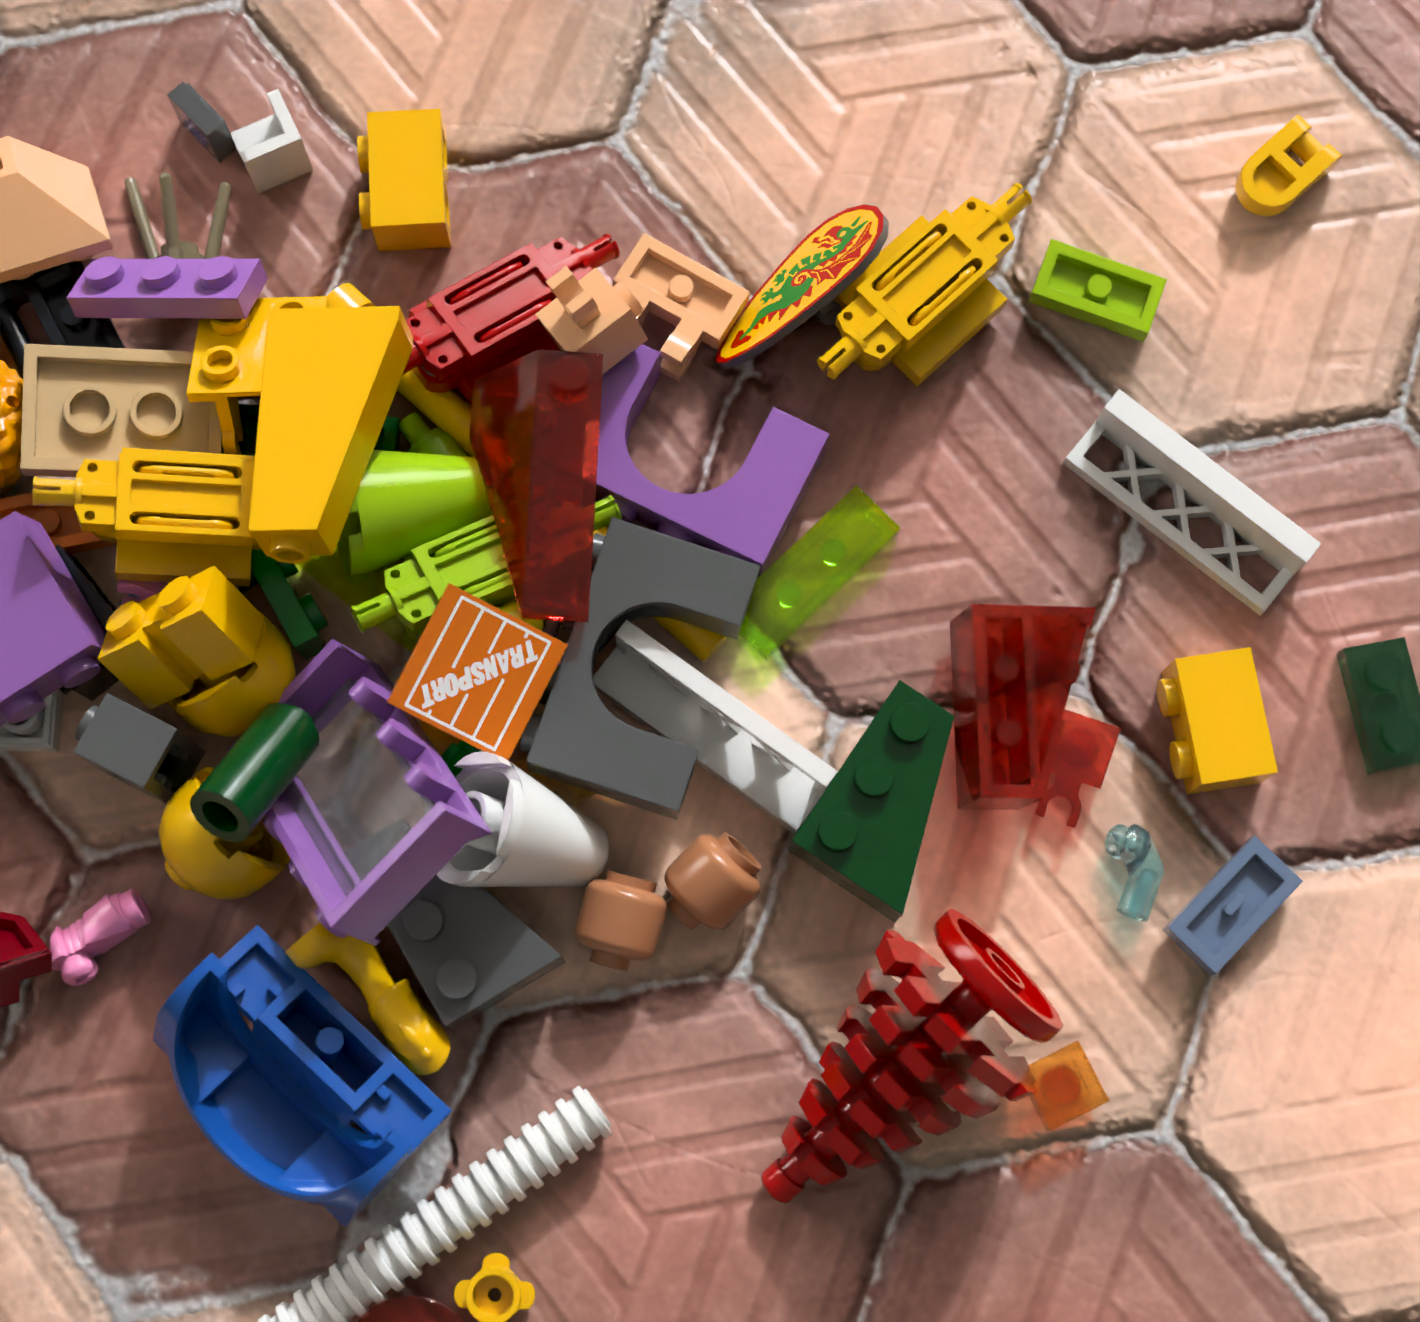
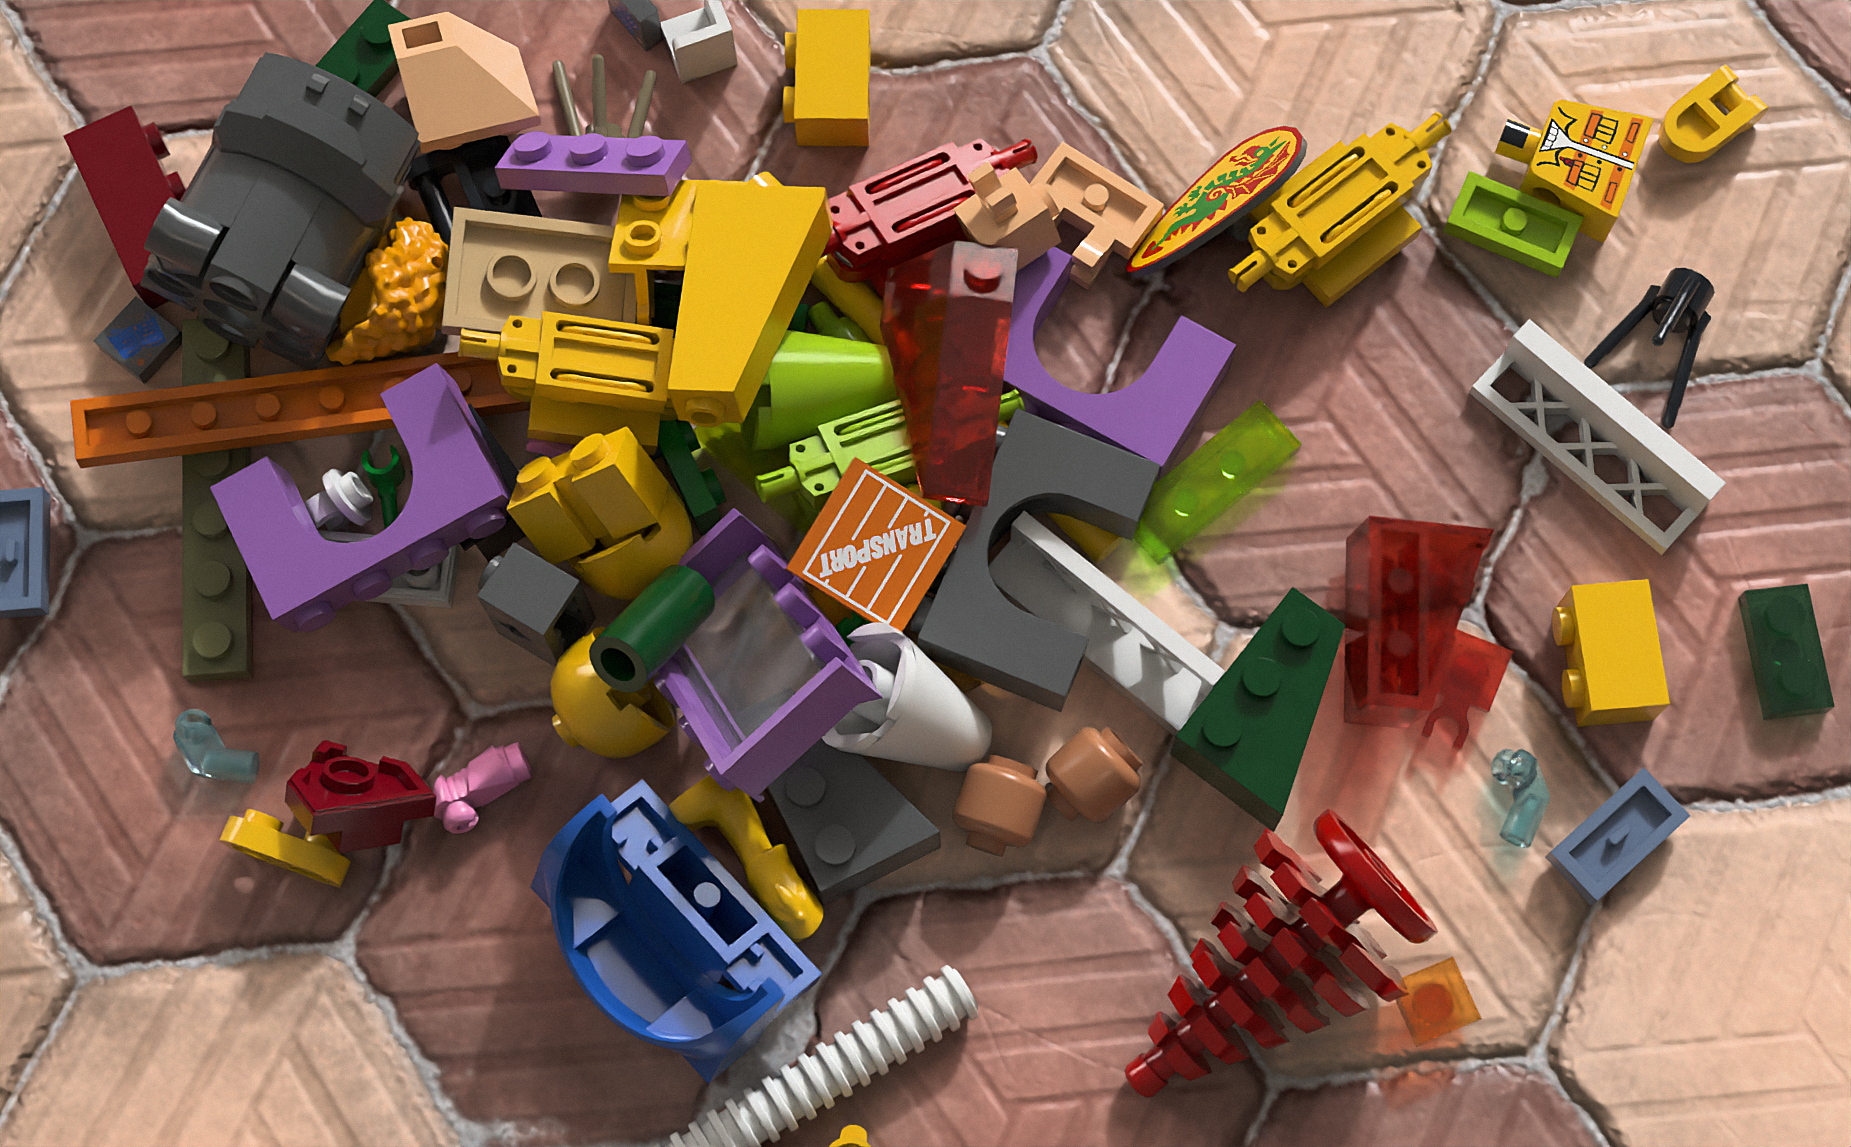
camera: 10 degrees right, 5 degrees down
(1159, 221) = (1579, 160): none -> yellow torso
(1262, 365) = (1676, 308): none -> black plant

